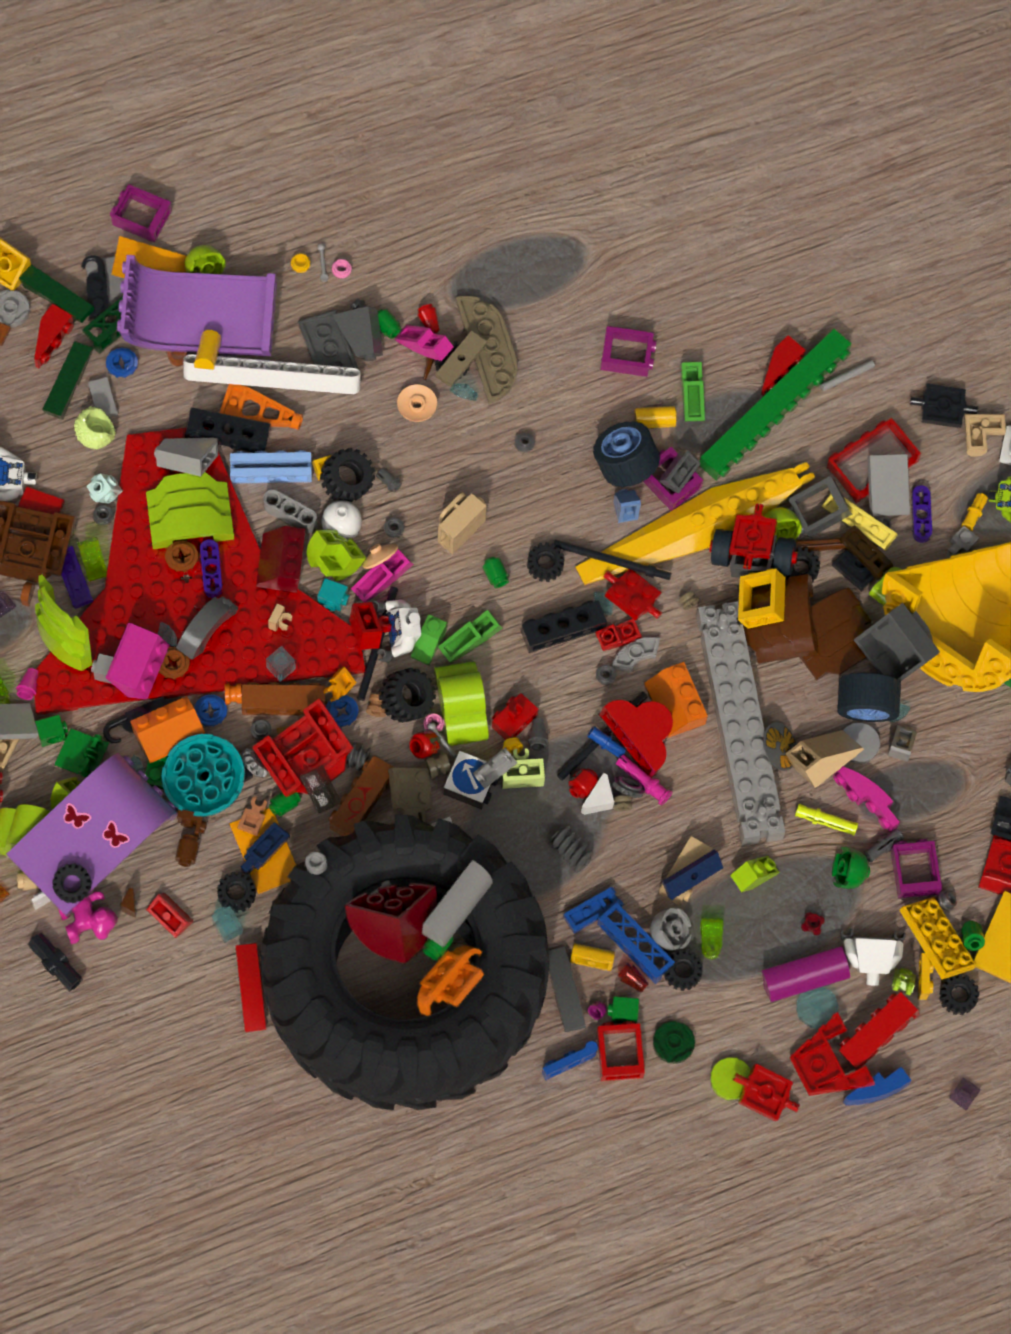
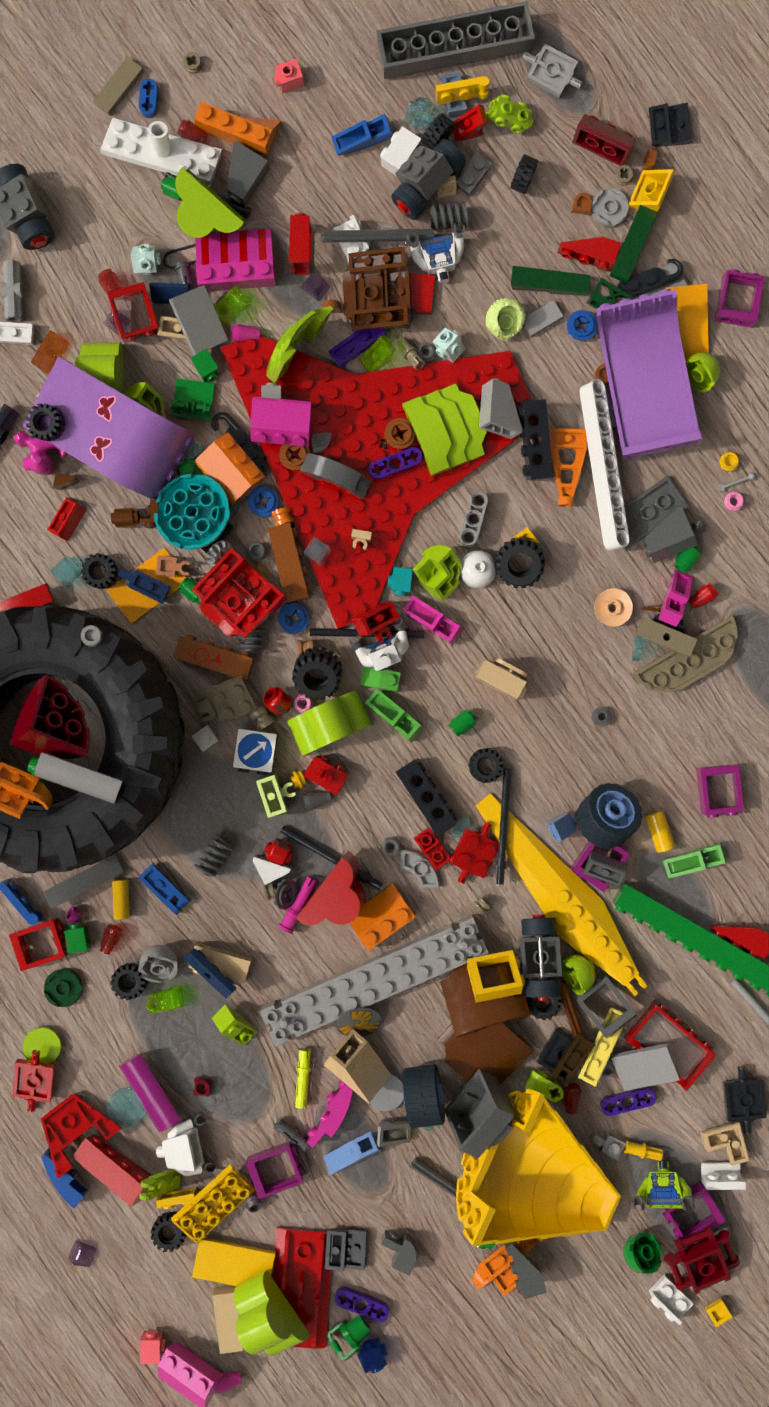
camera: 85 degrees right, 20 degrees up
(100, 528) = (410, 353): none -> dark tan axle
(208, 350) = (608, 399): yellow brick -> none
(270, 467) = (512, 490): light blue brick -> none
(281, 559) = (421, 524): dark red slope -> none
(320, 789) = (206, 619): clear smoke slope -> none
(341, 684) = (315, 611): light orange plate -> none
(379, 555) = (449, 613): light nougat dish -> none
(389, 480) = (530, 601): dark grey pin -> none
(394, 522) = (490, 616): flat silver plate -> none
(431, 726) = (295, 703): light grey hinge -> none
(495, 768) = (264, 770): light grey hinge -> none
(606, 742) = (323, 863): blue axle -> none
(629, 948) = (135, 930): blue fence -> none
(753, 536) = (553, 955): red plate -> none
(850, 868) = (258, 1111): green cylinder -> none
(903, 561) = (571, 1098): none -> clear red cone
(914, 787) = (352, 1152): none -> medium blue slope
(963, 712) = (434, 1176): none -> dark grey axle
(972, 935) = (224, 1234): green brick -> none

